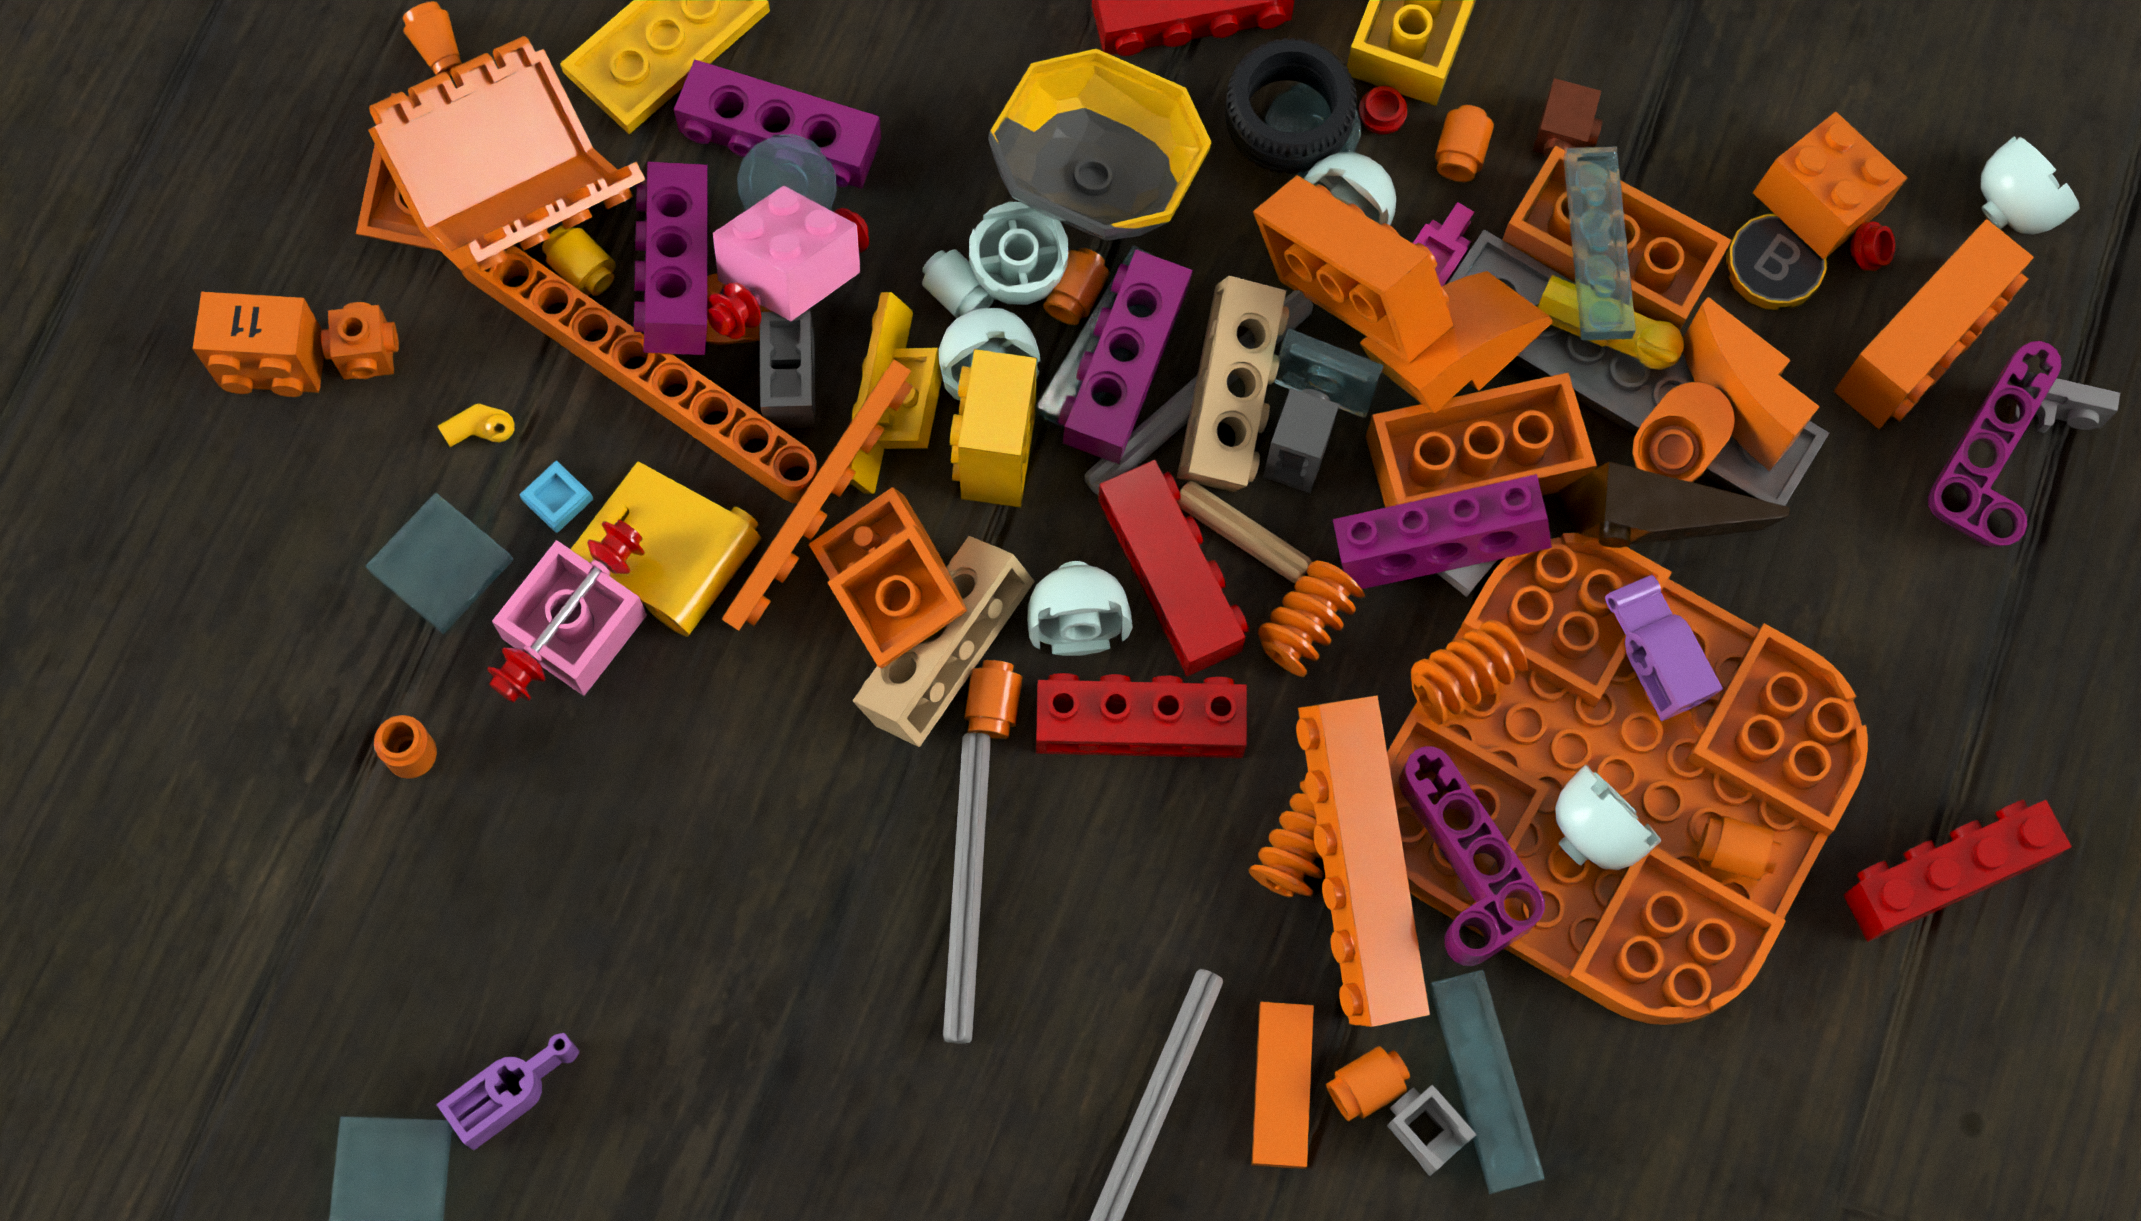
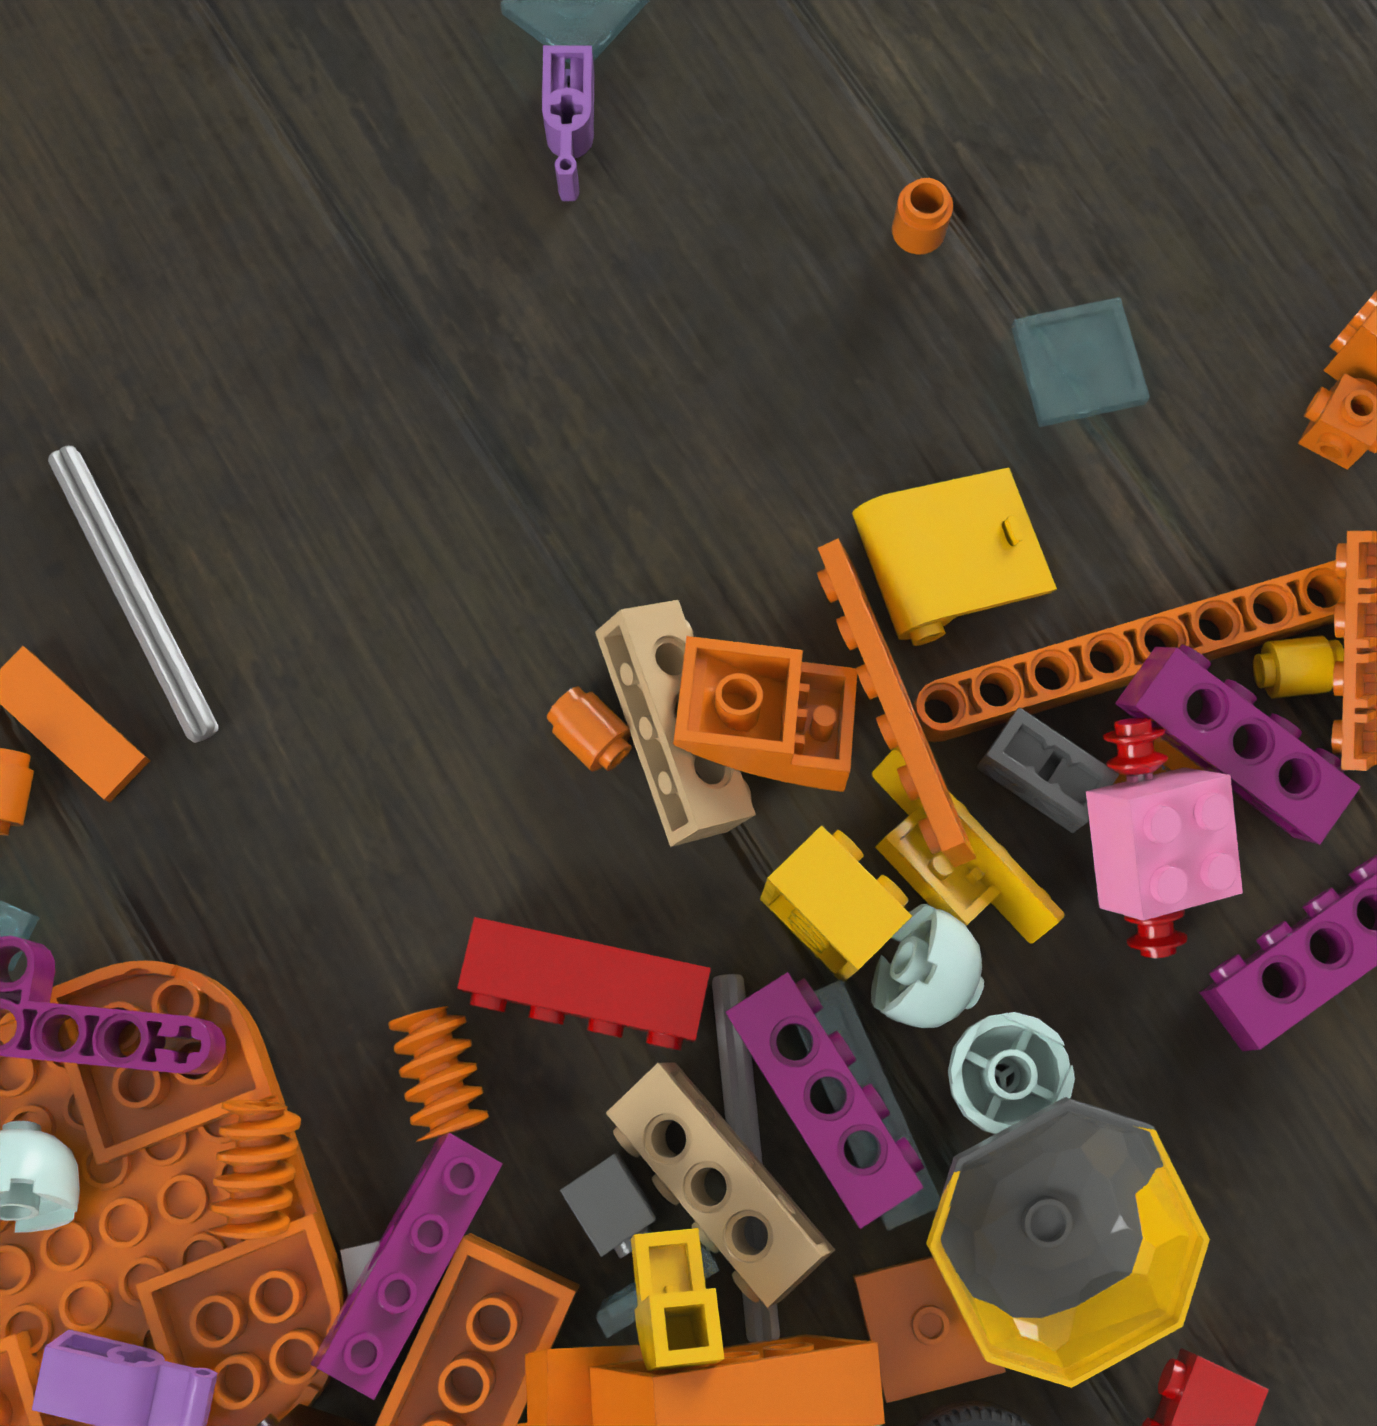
camera: 130 degrees right, 5 degrees up
(480, 422) = (1196, 478): yellow arm -> none
(556, 496) = (1072, 497): medium azure tile -> none
(569, 615) = (940, 413): bright pink brick -> none
(786, 162) = (1260, 921): clear light blue tile -> none
(954, 283) = (1027, 992): light aqua brick -> none
(967, 889) = (445, 588): light grey axle -> none
(1078, 287) = (938, 1117): orange brick -> none
(1078, 610) = (613, 863): light aqua cylinder -> none
(1141, 717) = (469, 847): red brick -> none
(1216, 214) = (918, 1330): none -> orange plate
(1243, 531) = (572, 1085): tan axle -> none
(1292, 851) = (240, 900): orange piece -> none
(1339, 325) = (674, 1310): none -> yellow brick
(1362, 862) = (171, 927): orange brick -> none

